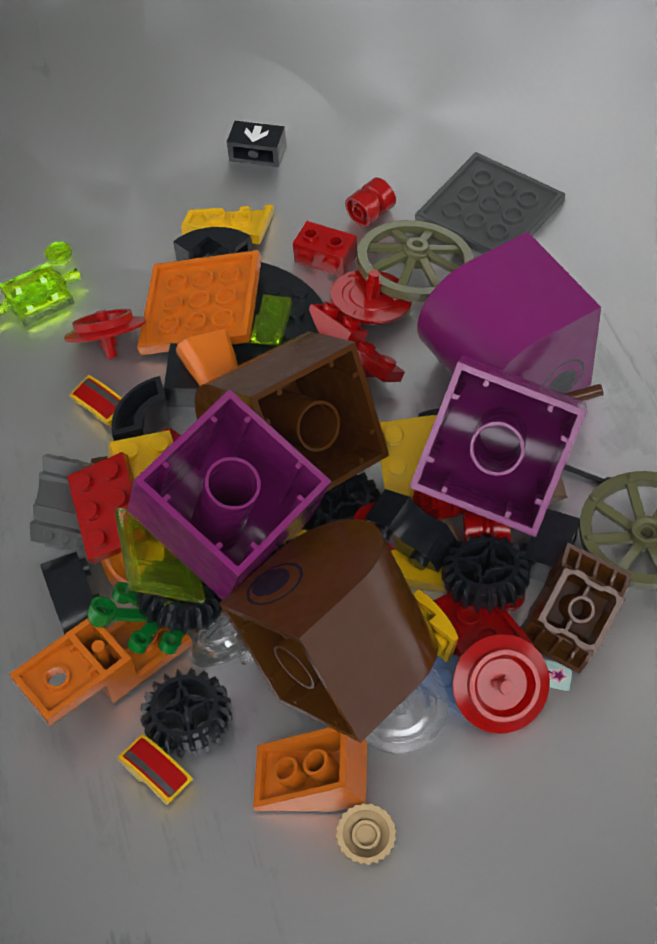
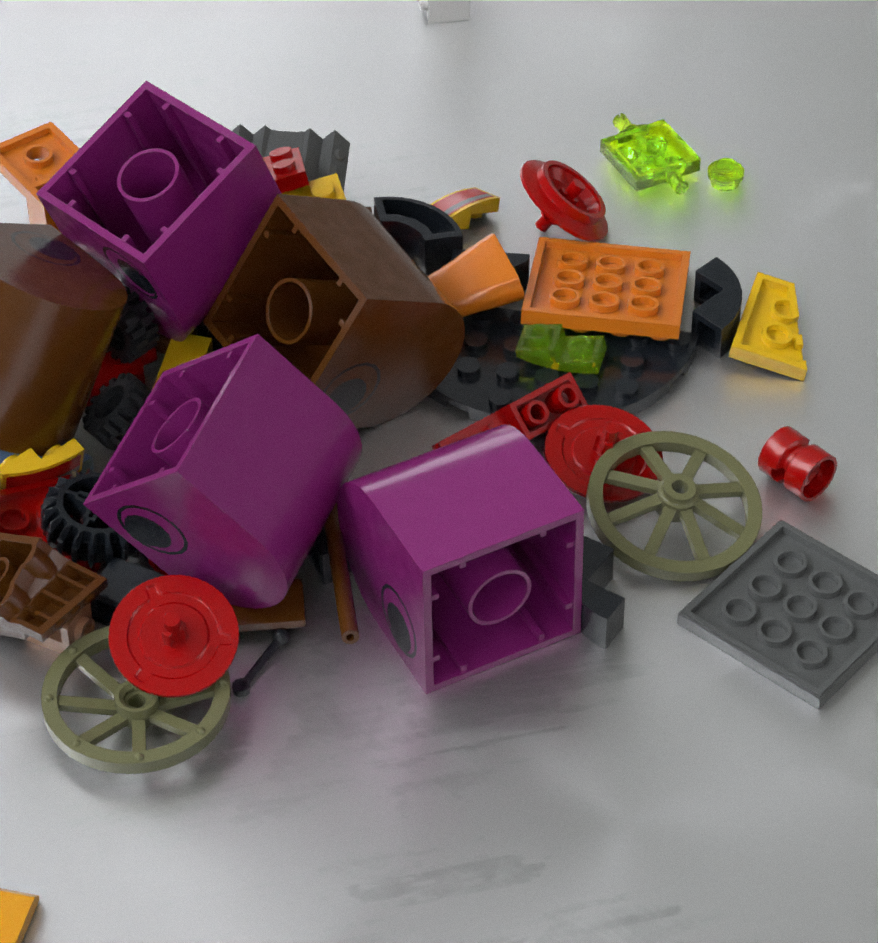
camera: 90 degrees right, 10 degrees down
(325, 248) = (710, 408): red brick -> none
(612, 495) = (173, 636): none -> red piece

